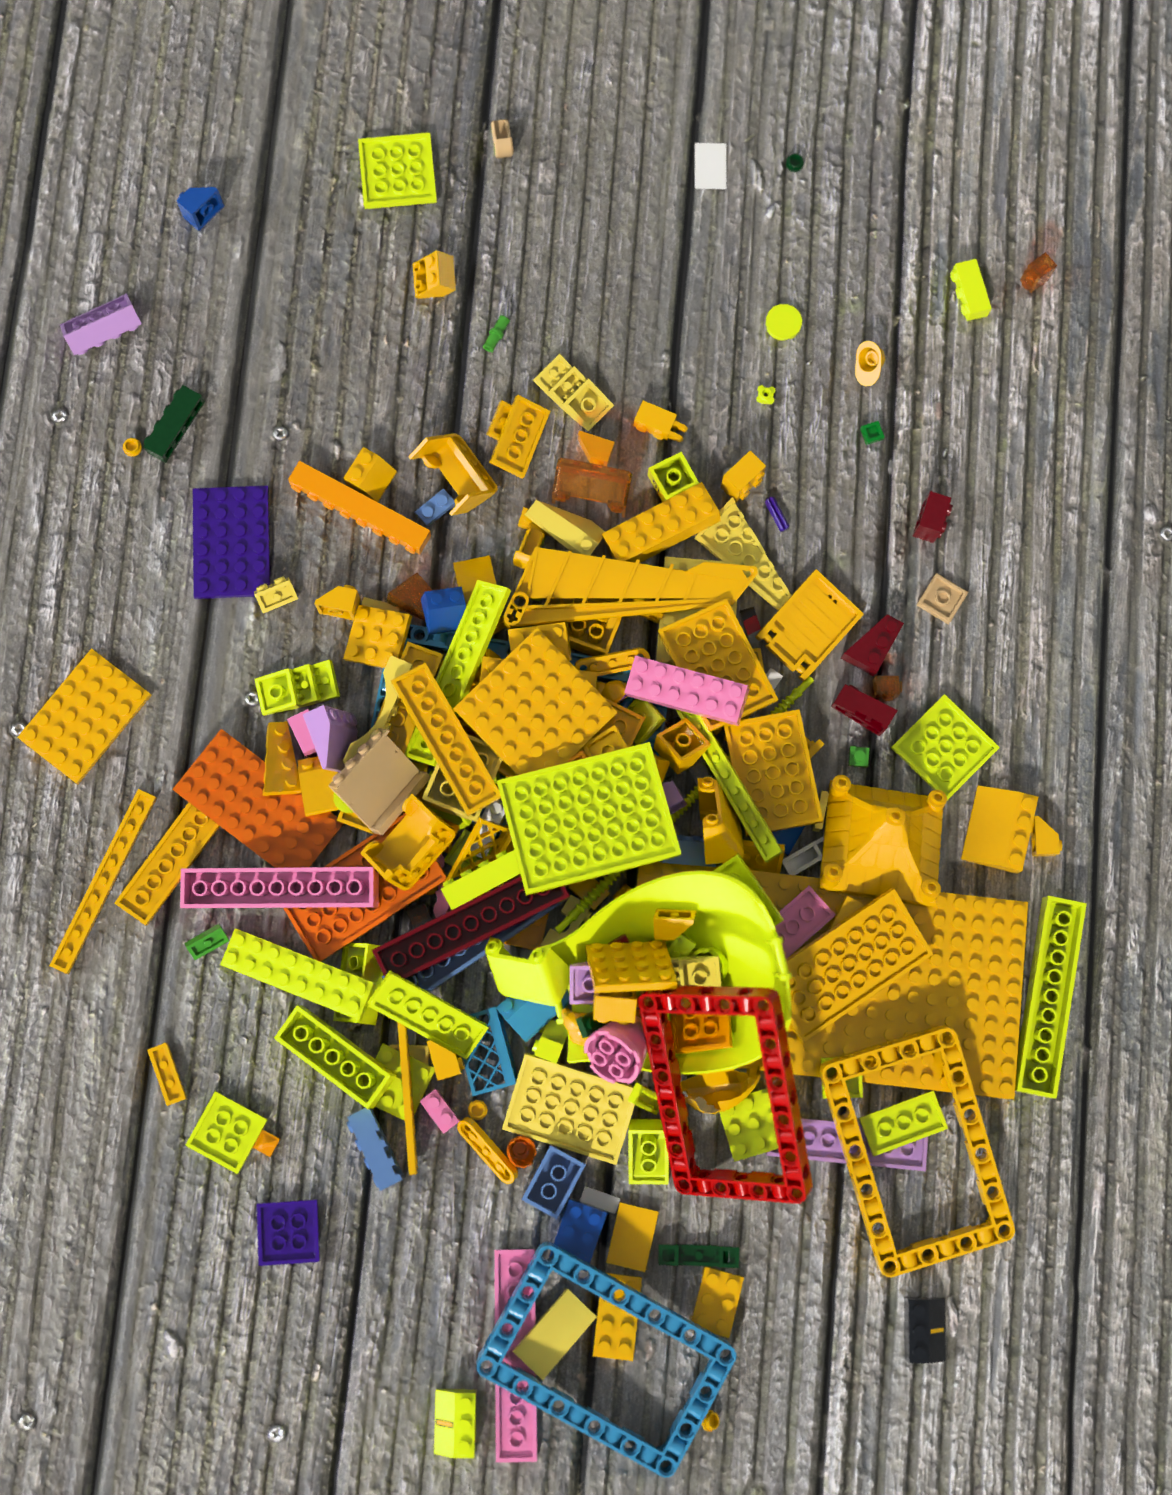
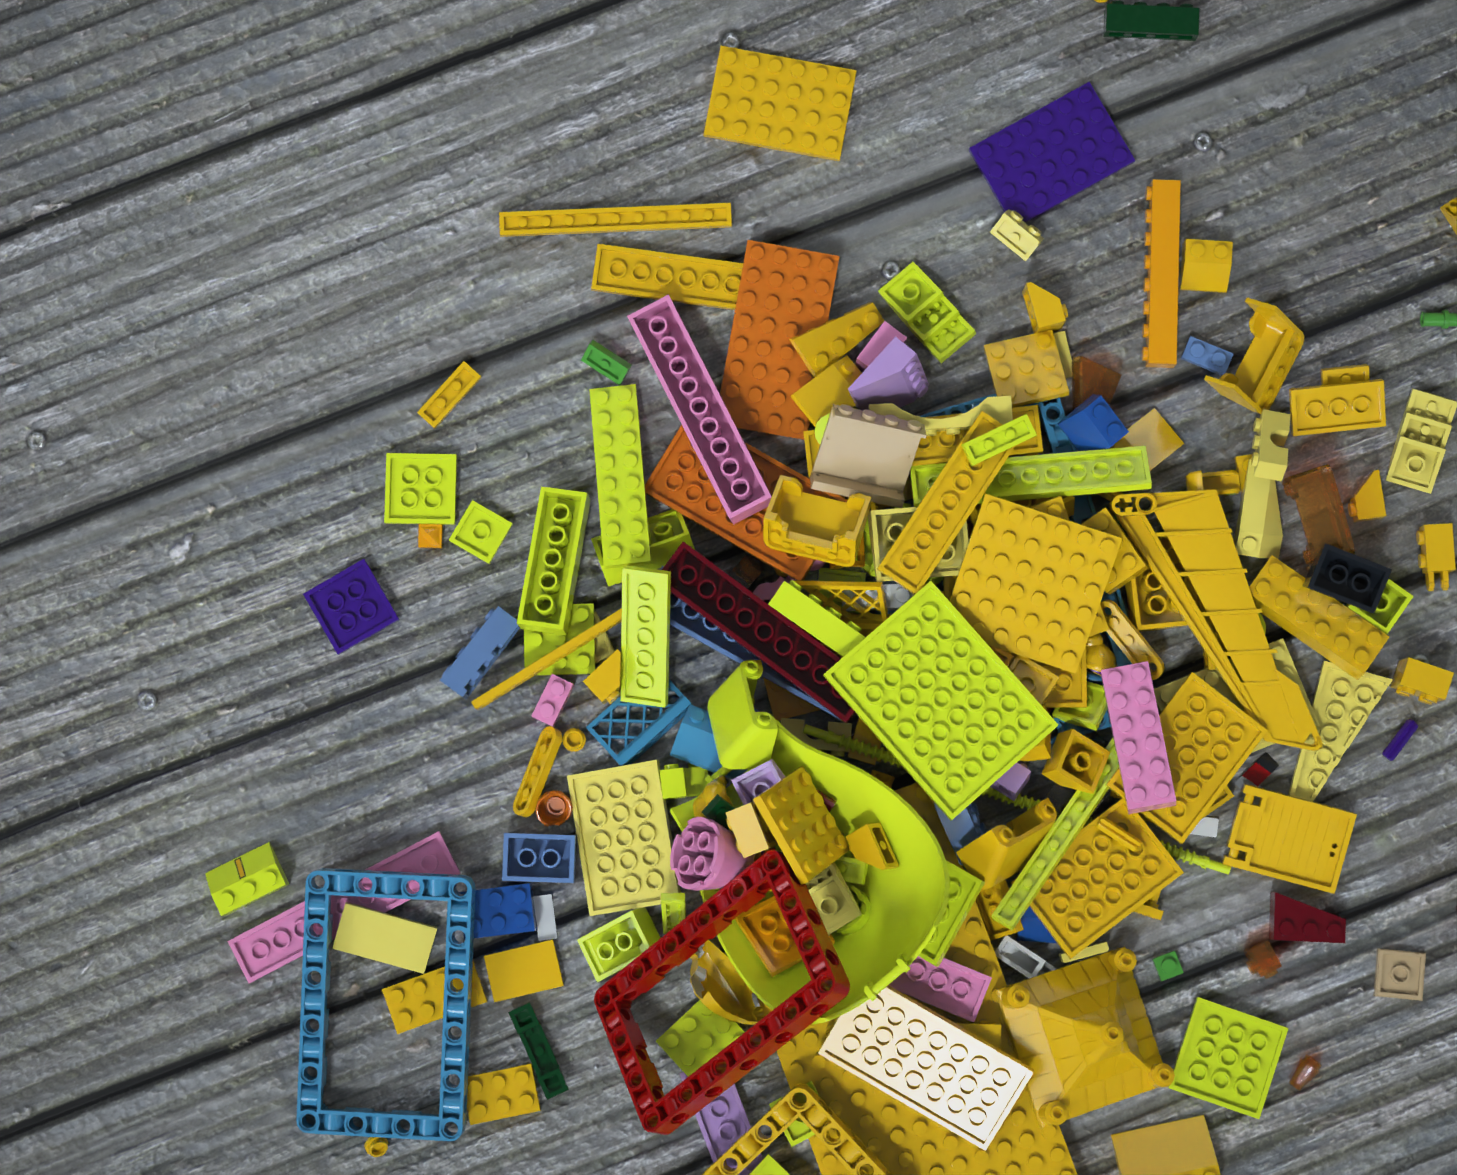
camera: 70 degrees right, 5 degrees up
(284, 1102) = (480, 532): none -> neon yellow plate
(419, 678) = (999, 440): none -> neon yellow plate
(514, 490) = (1269, 459): none -> light yellow arch
(646, 487) = (1347, 578): none -> black slope
(749, 741) = (1118, 834): none -> yellow axle
(864, 709) = (1223, 945): dark red wedge -> none
(980, 698) = (1305, 1072): none -> clear orange cone

